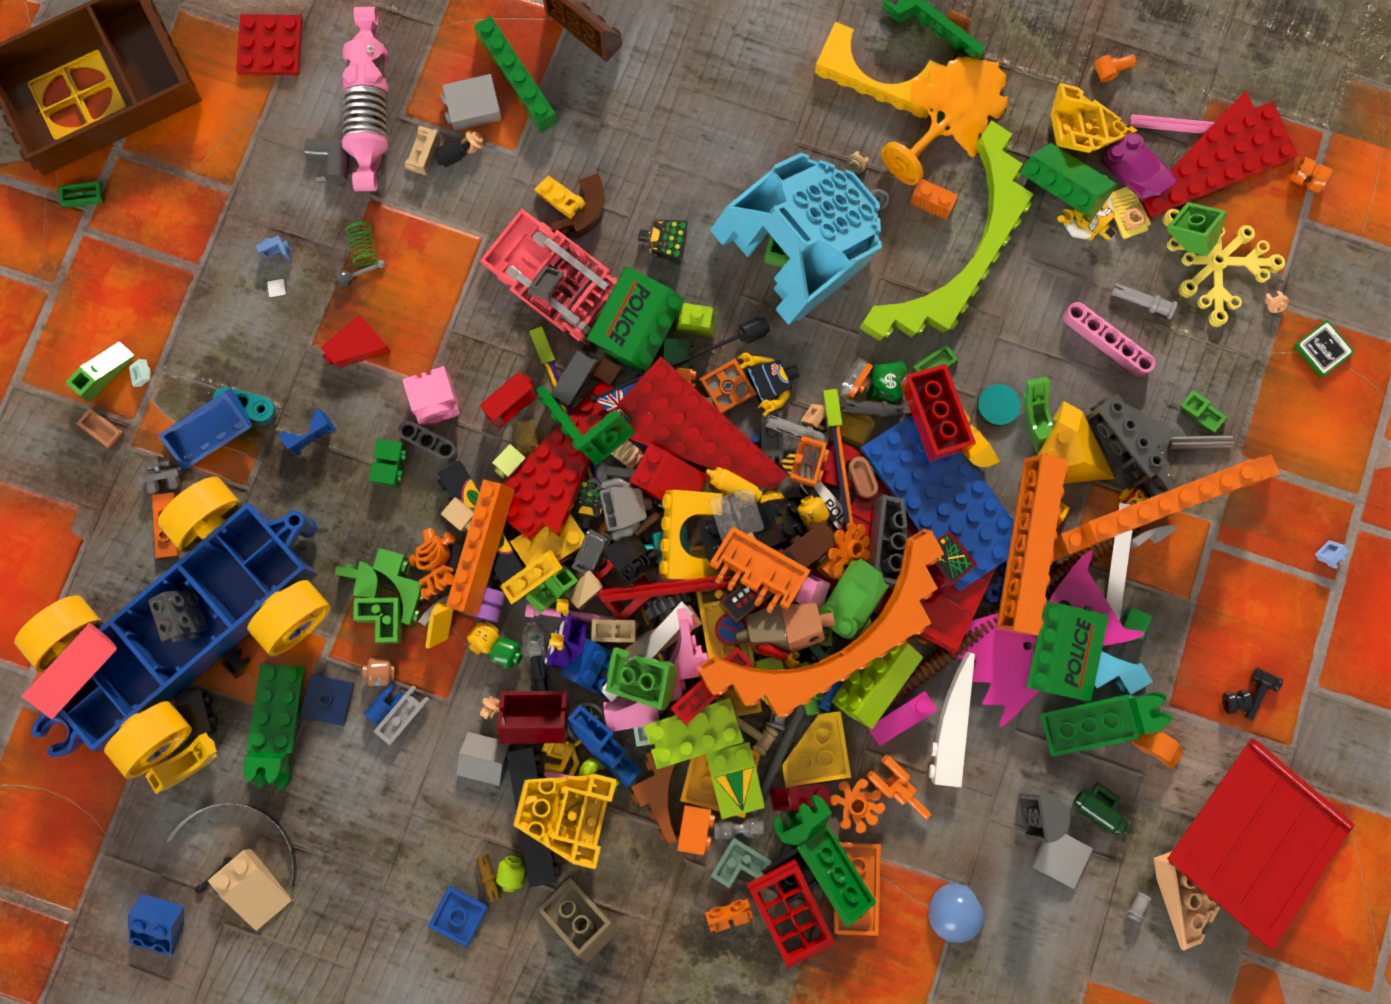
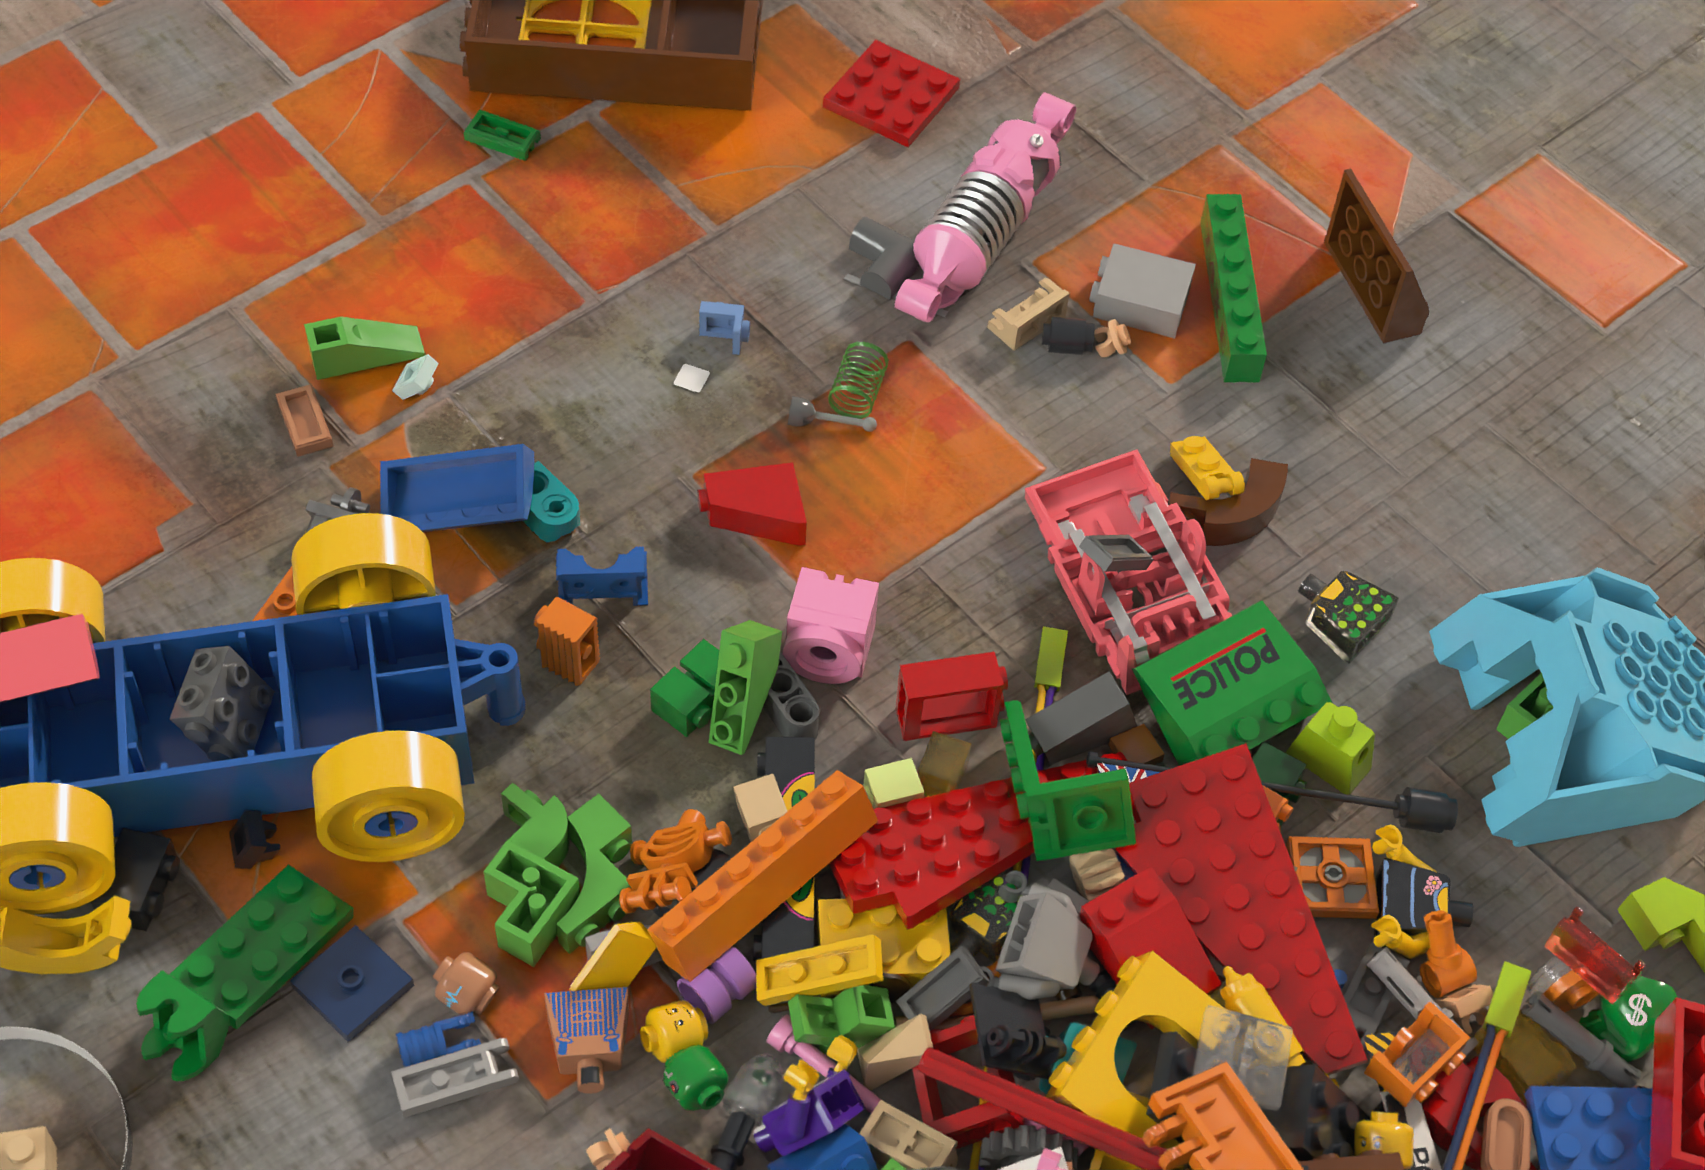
camera: 30 degrees right, 25 degrees down
(313, 478) = (567, 640): none -> orange brick
(410, 452) = (743, 680): none -> bright green slope
(446, 661) = (588, 1033): none -> nougat torso
(798, 402) = (1448, 964): none -> orange pin
(862, 373) = (1593, 958): none -> clear red hinge

